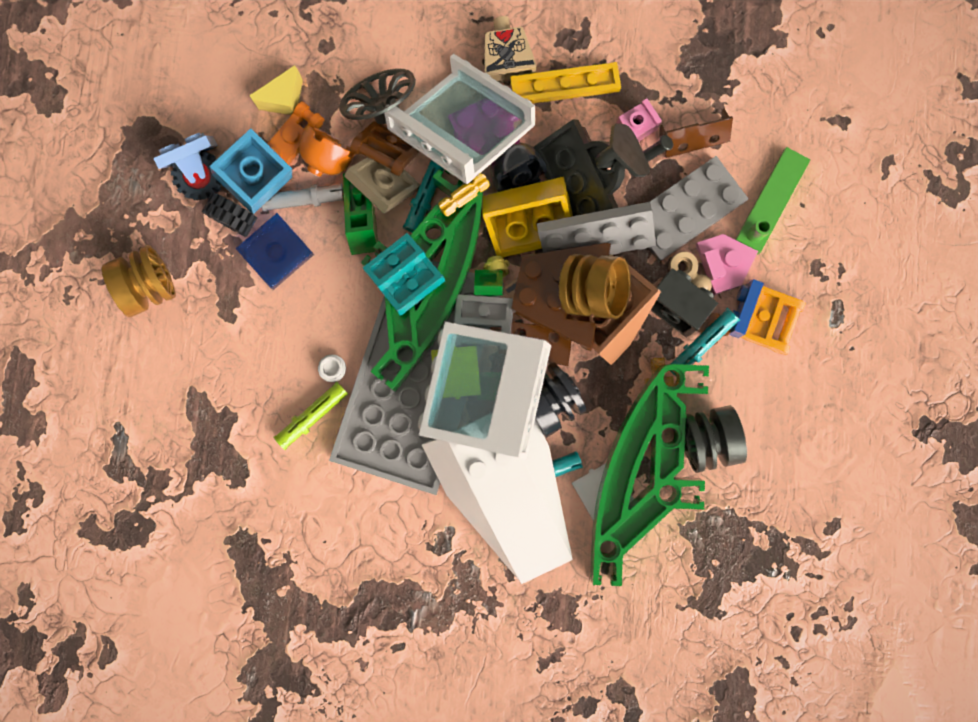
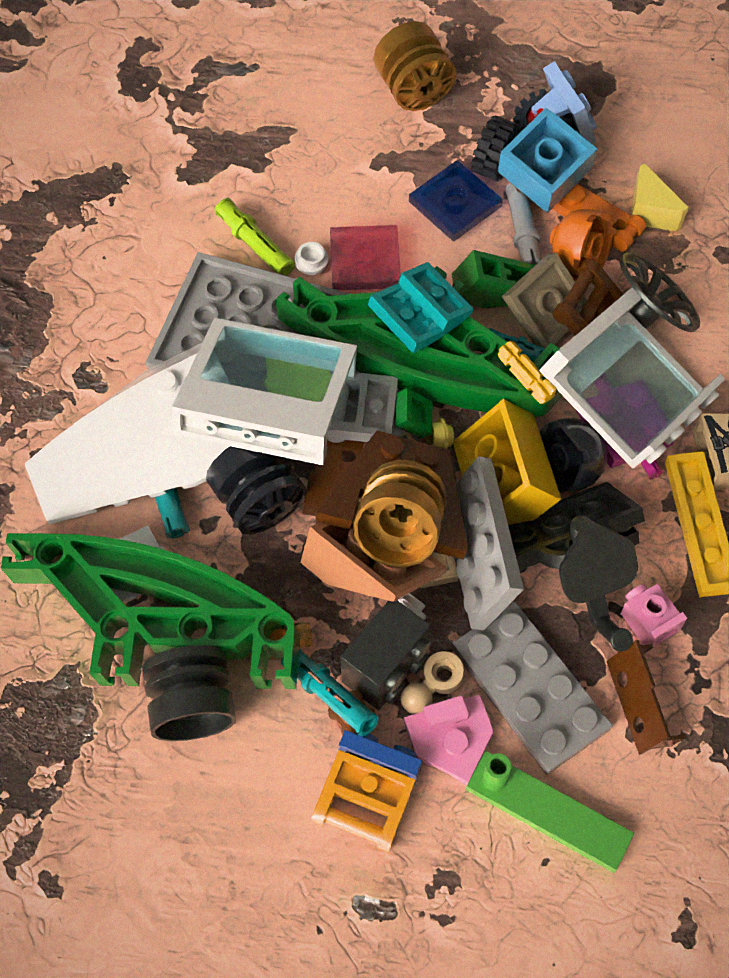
camera: 90 degrees right, 20 degrees down
(332, 324) = (364, 257): none -> clear pink plate

